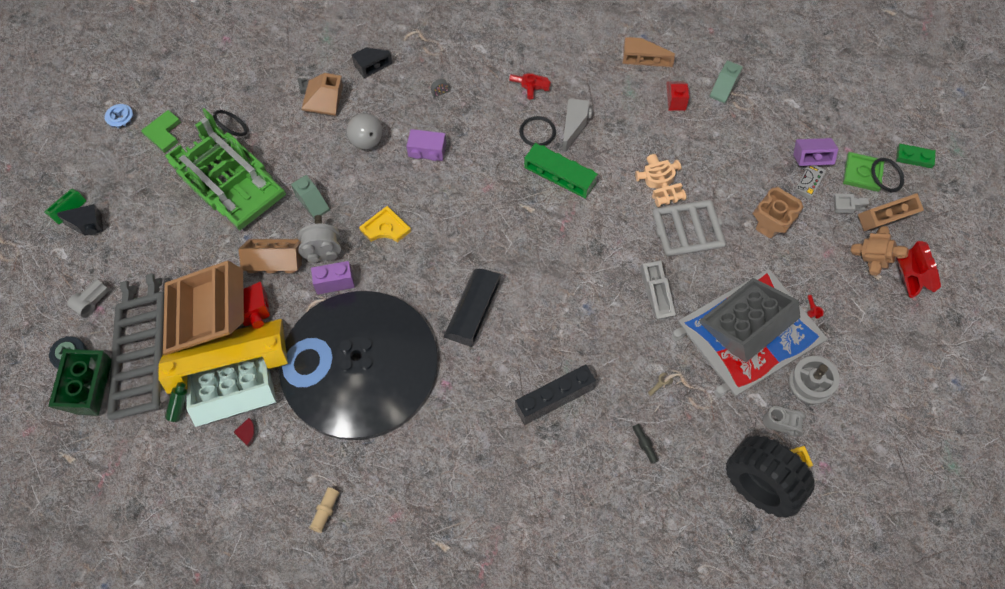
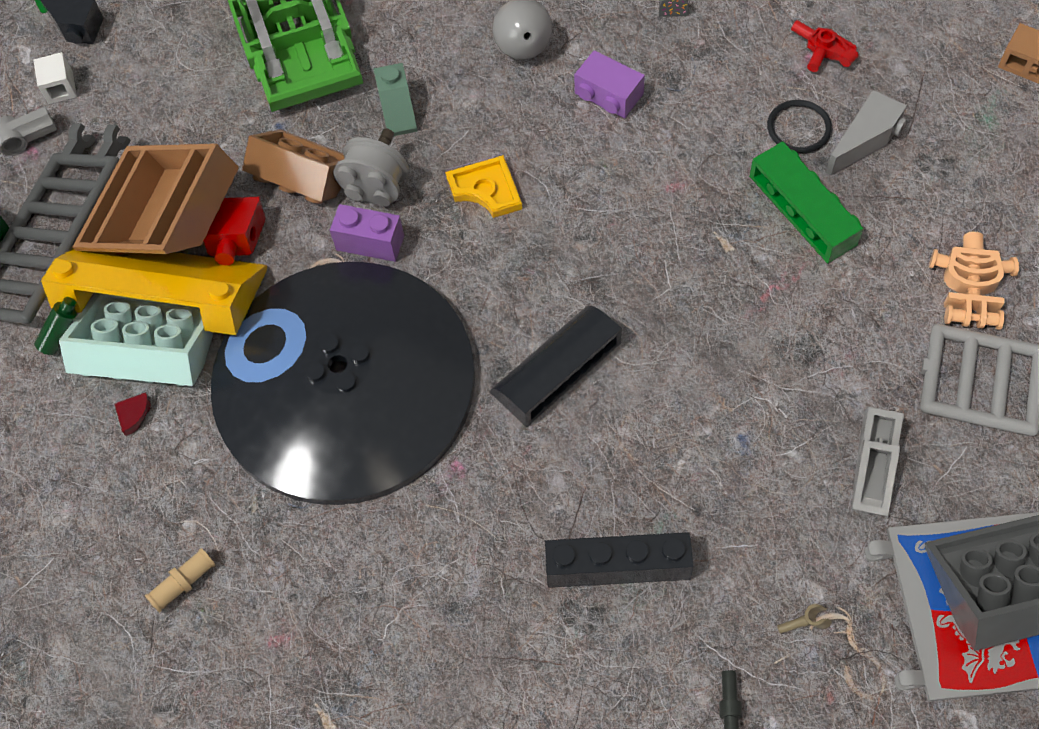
camera: 30 degrees right, 0 degrees up
(92, 260) = (55, 78): none -> white brick

